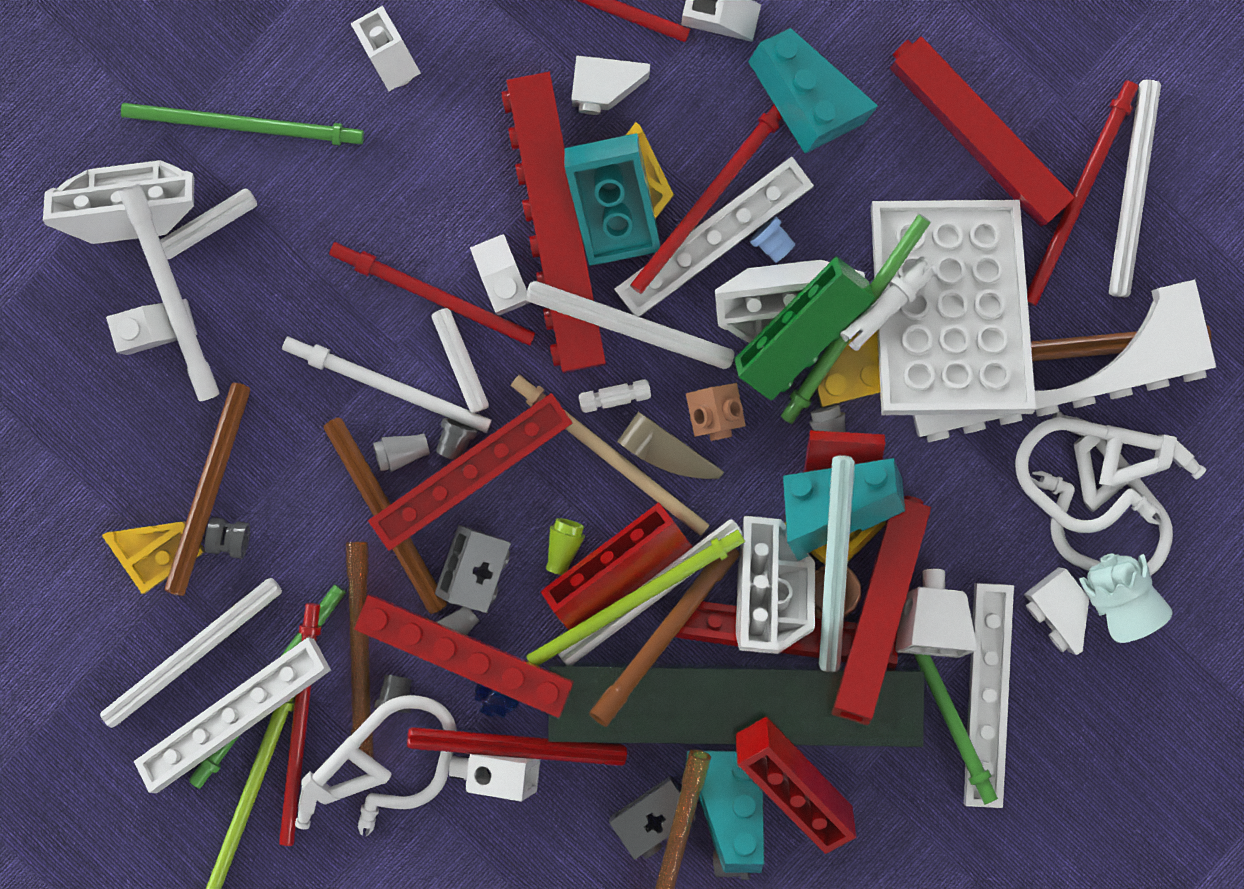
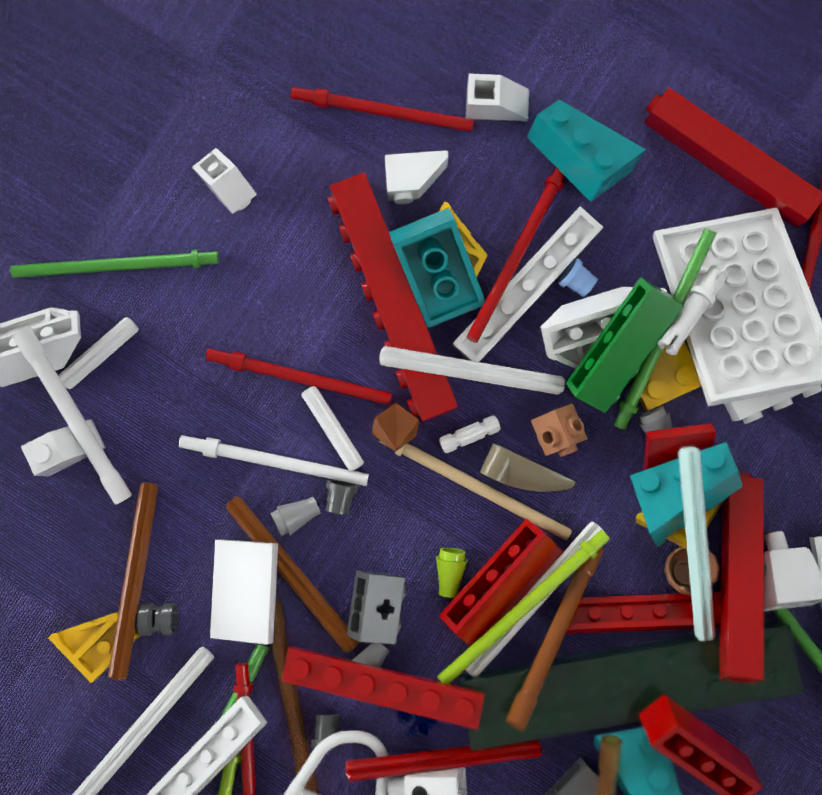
camera: 10 degrees left, 5 degrees down
(328, 524) = (244, 591): none -> white tile
(470, 472) = (358, 523): red plate -> none
(500, 274) = (354, 350): white slope -> none
(531, 372) = (395, 427): none -> dark orange slope
(772, 589) = (641, 578): white wedge -> none

